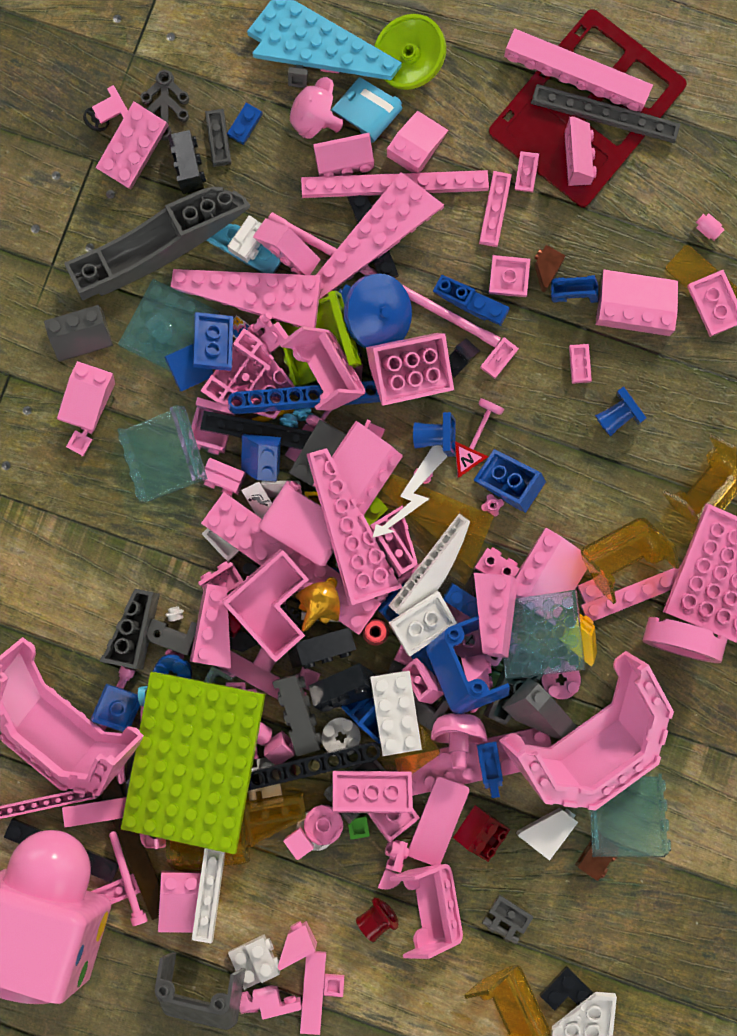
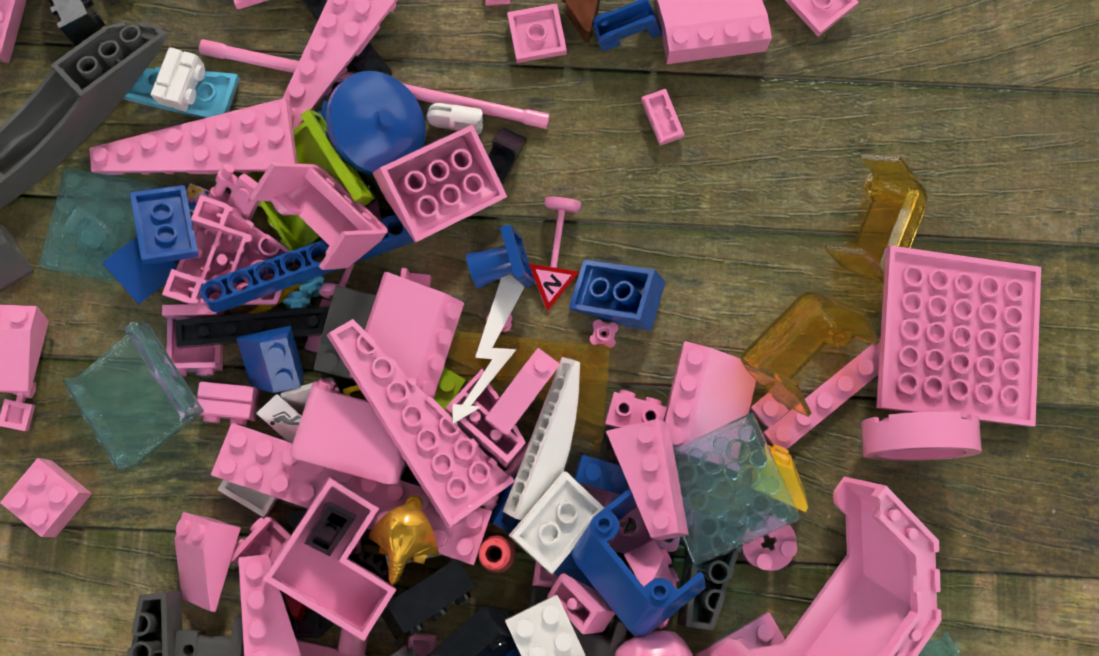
camera: 20 degrees left, 5 degrees down
(86, 505) = (46, 498): none -> bright pink brick
(174, 613) = (206, 616): white plate -> none
(181, 577) = (203, 557): none -> bright pink slope
(273, 582) = (329, 528): none -> black slope
(287, 247) = (231, 73): bright pink wedge -> none
(425, 529) = (522, 391): none -> bright pink slope
(434, 321) = (455, 117): none -> white arm
(470, 301) = (494, 78): blue slope -> none
(499, 358) = (555, 140): bright pink plate -> none
(538, 710) = (753, 595): dark grey wedge -> none
(620, 413) = (736, 162): blue plant -> none

